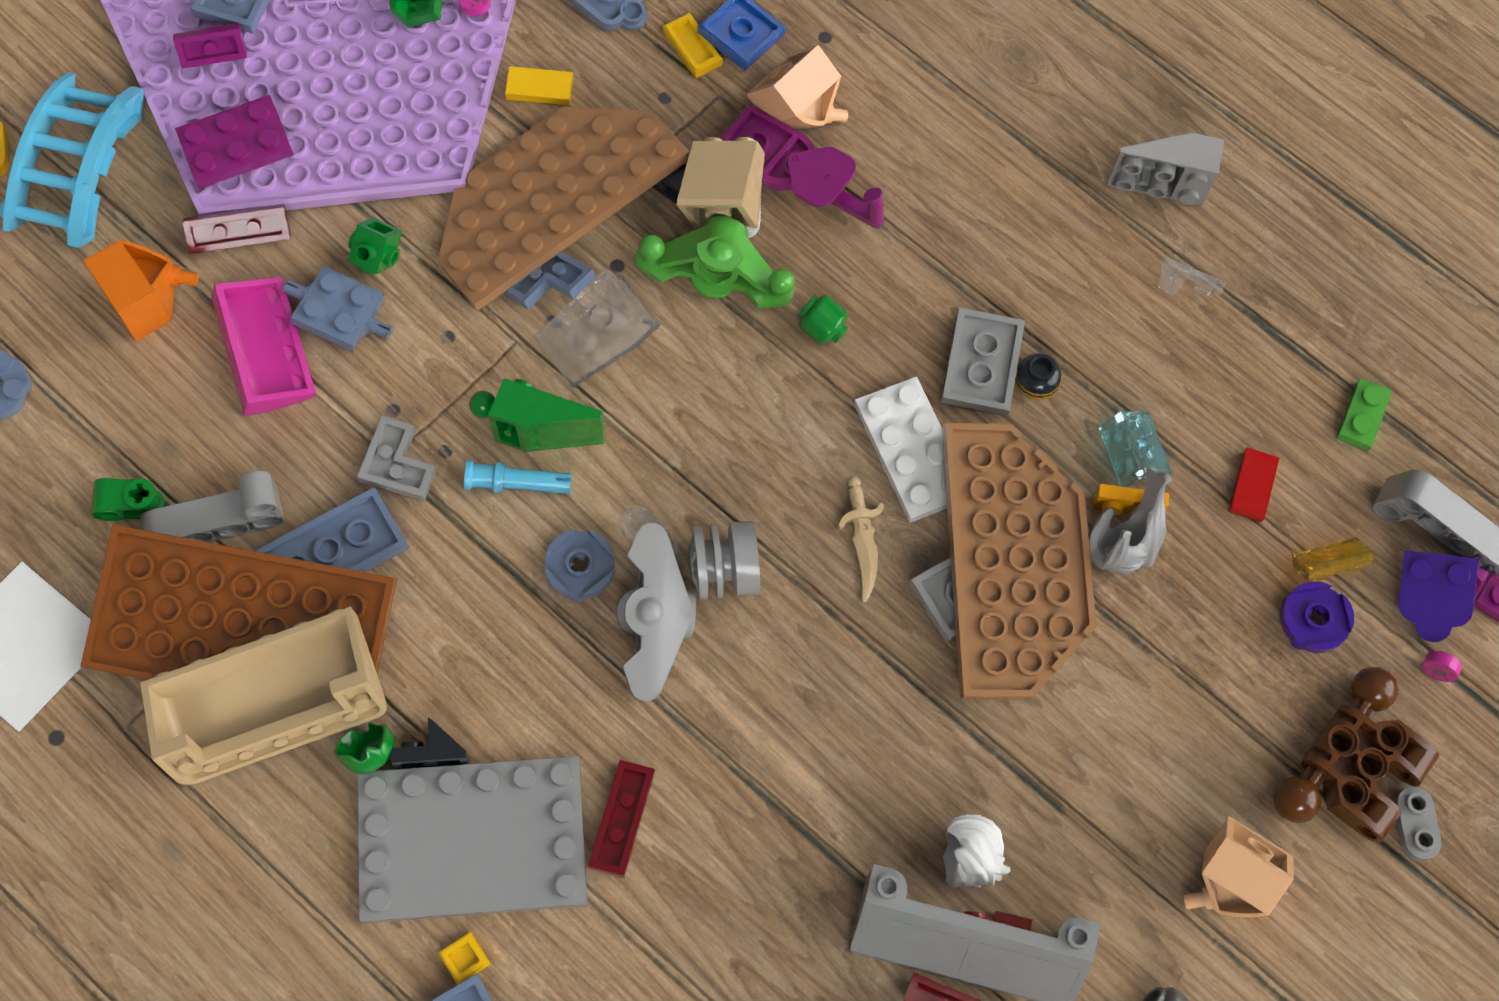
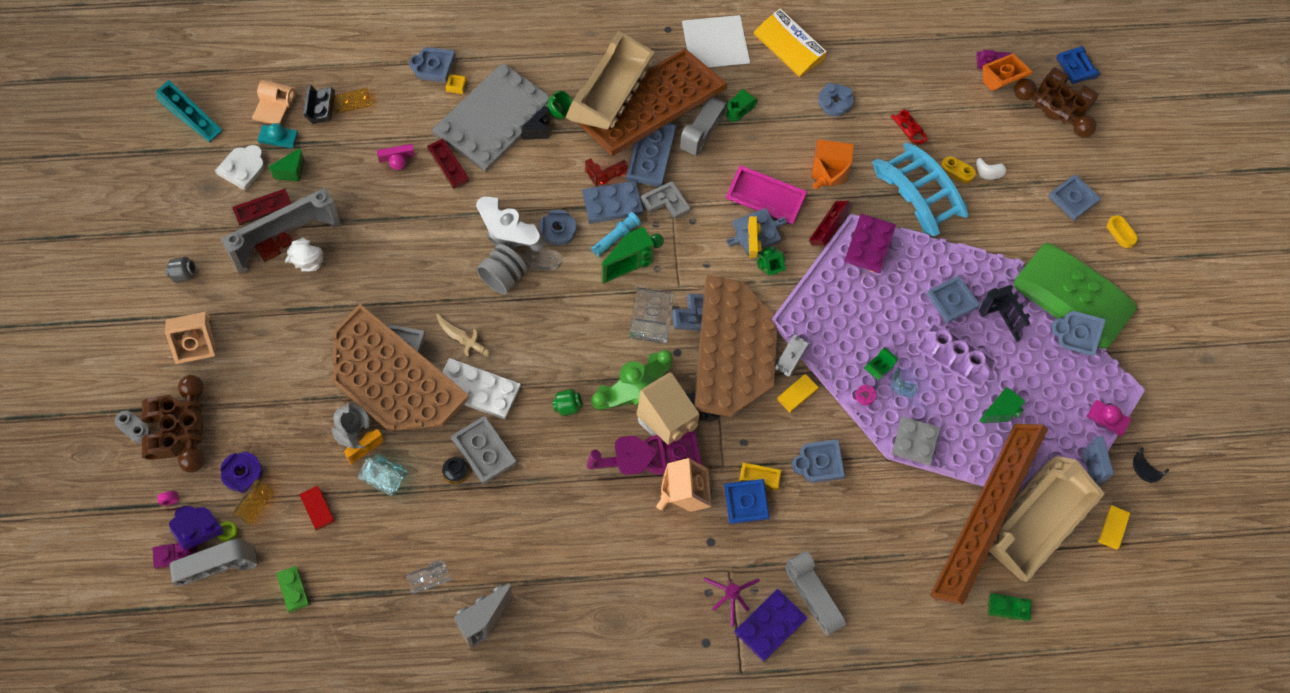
camera: 135 degrees right, 5 degrees down
(210, 45) = (934, 267): magenta hinge -> none
(367, 282) = (754, 243): none -> yellow plate
(437, 598) = (602, 177): none -> clear red bracket
(464, 535) = (612, 201): none -> sand blue plate
(497, 113) = (792, 355): none -> light grey hinge
(683, 906) = (396, 155): none -> dark pink tile
(1389, 557) = (230, 531): none -> lime tile

